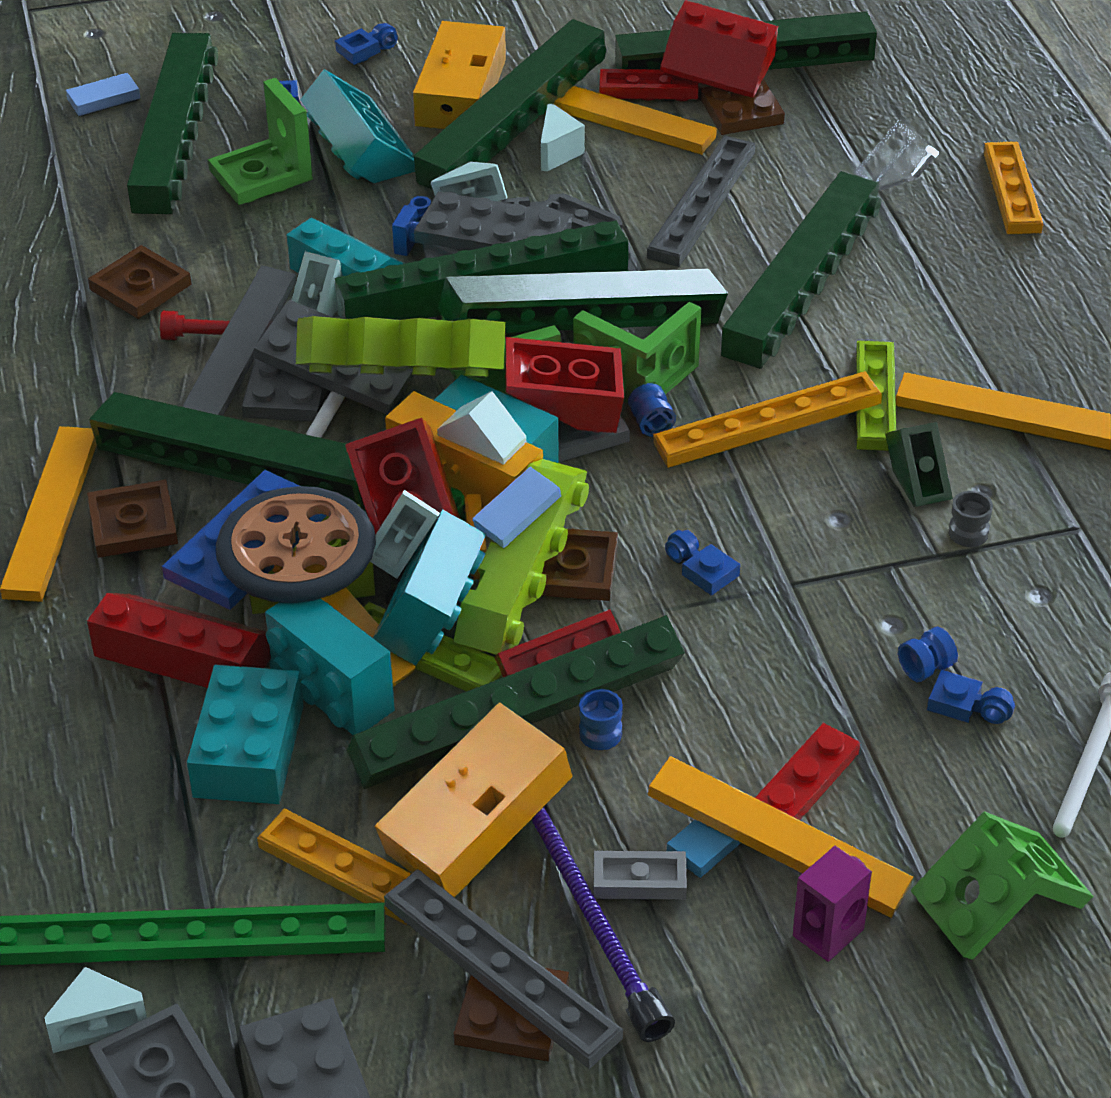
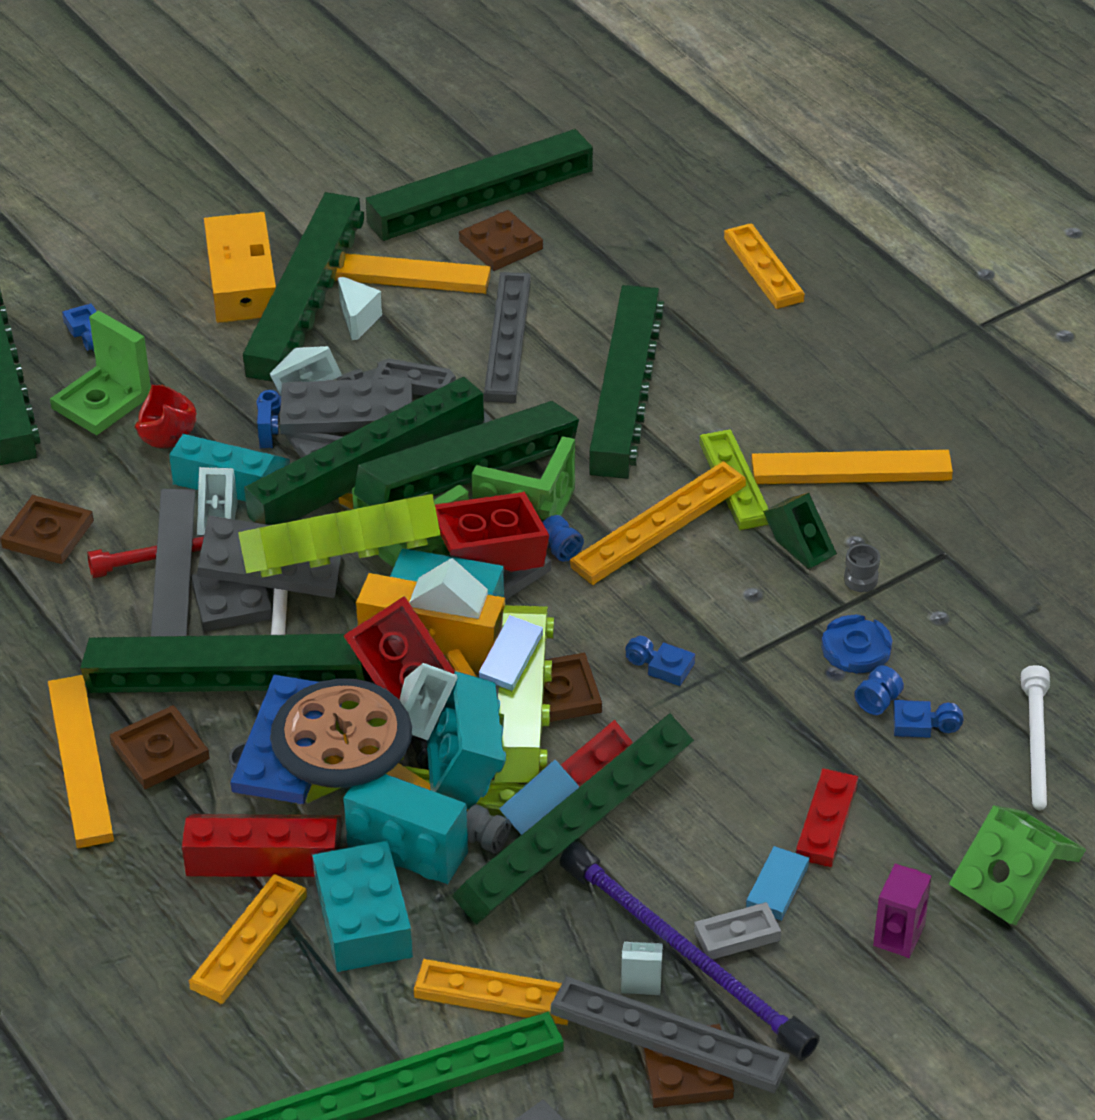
camera: 20 degrees left, 0 degrees up
(118, 737) = (248, 939): none -> light orange tile
(305, 197) = (165, 417): none -> red piece
(357, 130) = (175, 340): teal slope -> none
(362, 45) = (132, 256): blue plate -> none
(416, 686) = (487, 829): none -> dark grey wheel
(475, 800) = (584, 906): light orange brick -> none
(488, 665) = (539, 797): none -> dark azure tile
(512, 883) = (641, 968): none -> light aqua slope
(600, 719) = (646, 813): blue wheel -> none
(646, 85) = (411, 237): red plate -> none
(719, 48) = (468, 193): red slope -> none
(768, 828) = (816, 865): light orange tile -> none
(897, 157) = (659, 261): clear slope -> none
(929, 598) = (856, 644): none -> blue tile

